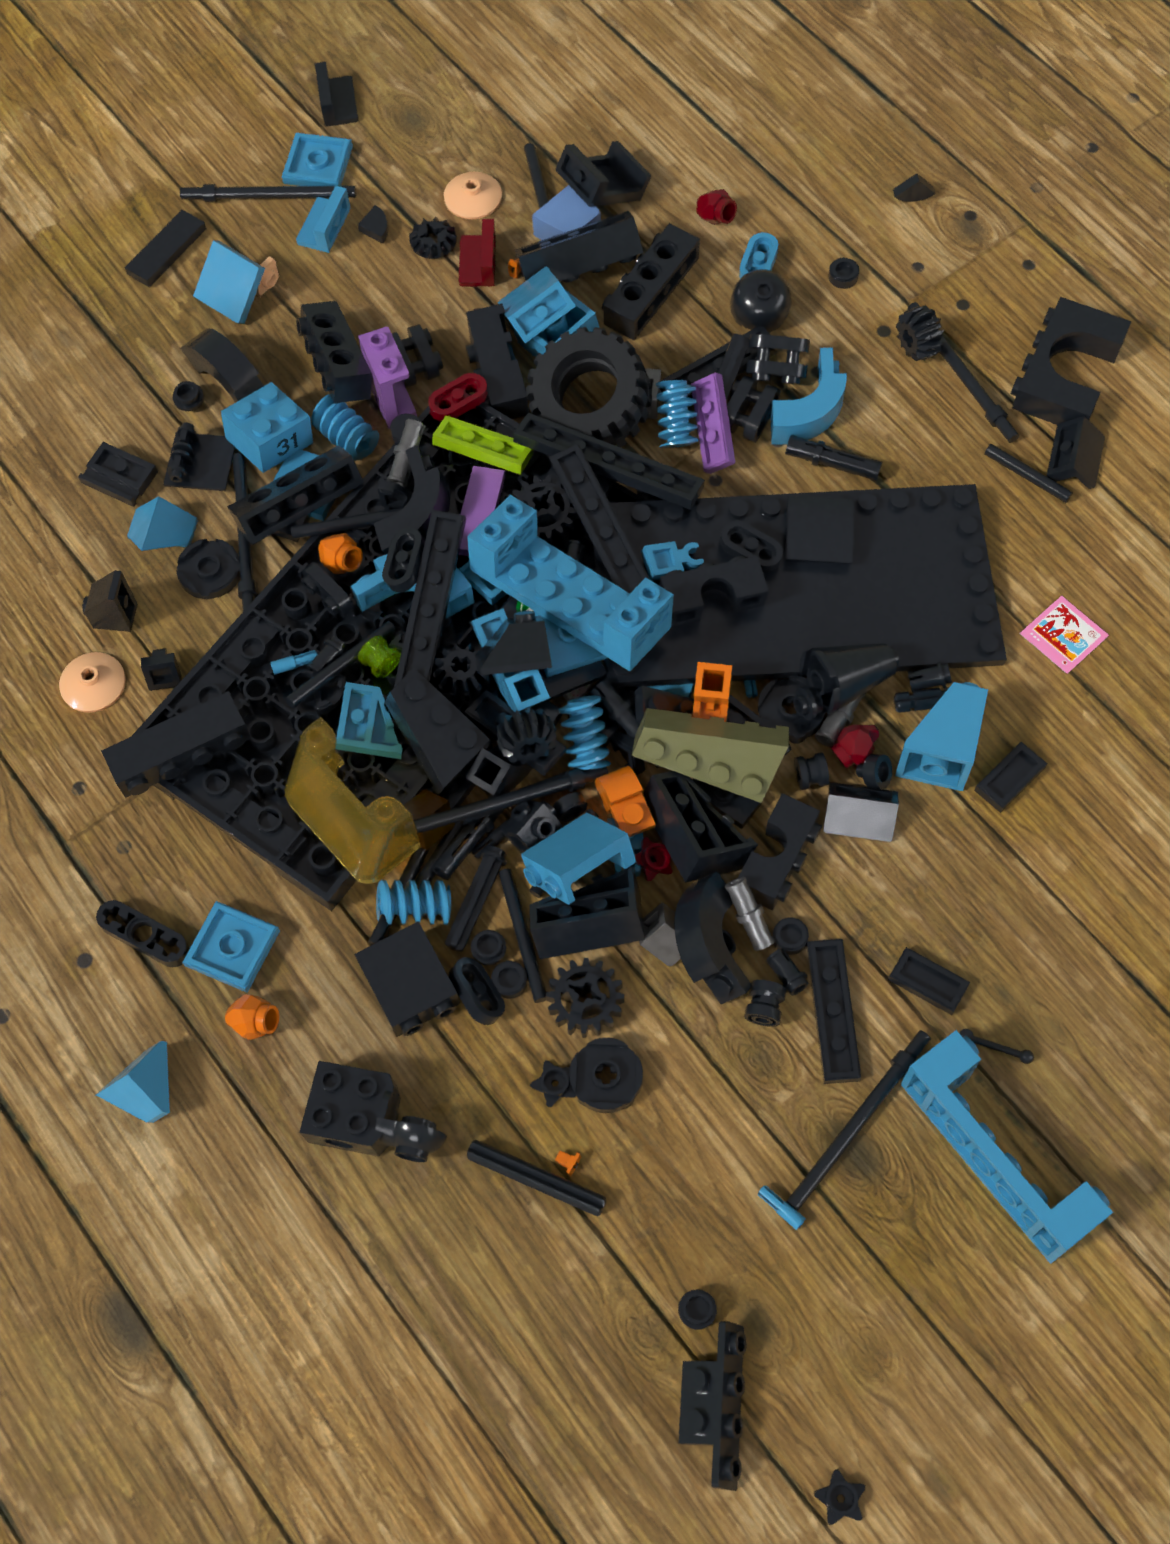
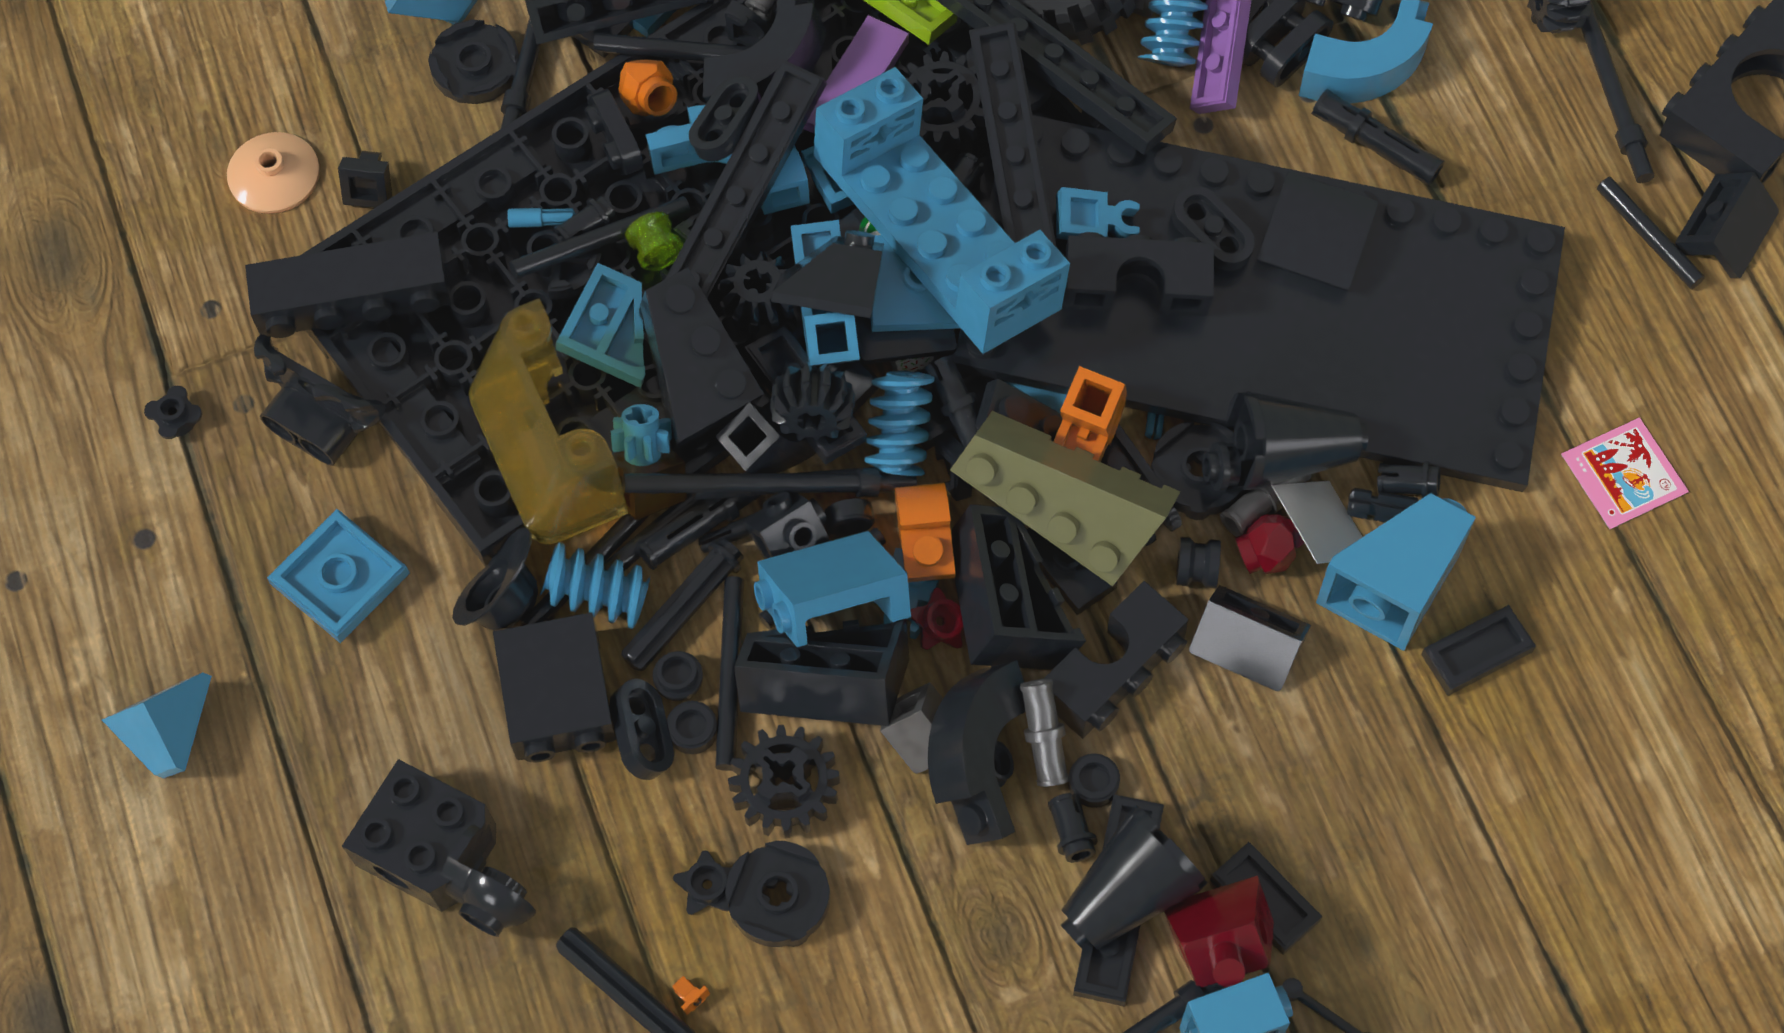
camera: 15 degrees right, 0 degrees up
(81, 875) = (179, 423): none -> black plate
(110, 603) = (328, 74): black slope -> none
(135, 920) = (226, 505): black beam -> none
(176, 837) = (312, 409): none -> black piece
(252, 1017) = (335, 677): orange rock -> none
(349, 923) = (502, 590): none -> black piece
(414, 790) = (641, 435): none -> dark azure gear
(765, 1003) = (1025, 862): black wheel -> none
(842, 997) = (1130, 883): none -> black cone
(875, 771) = (1288, 588): black tile -> none
(882, 720) = (1318, 517): none -> white sticker
(912, 1013) = (1223, 932): none -> dark red torso

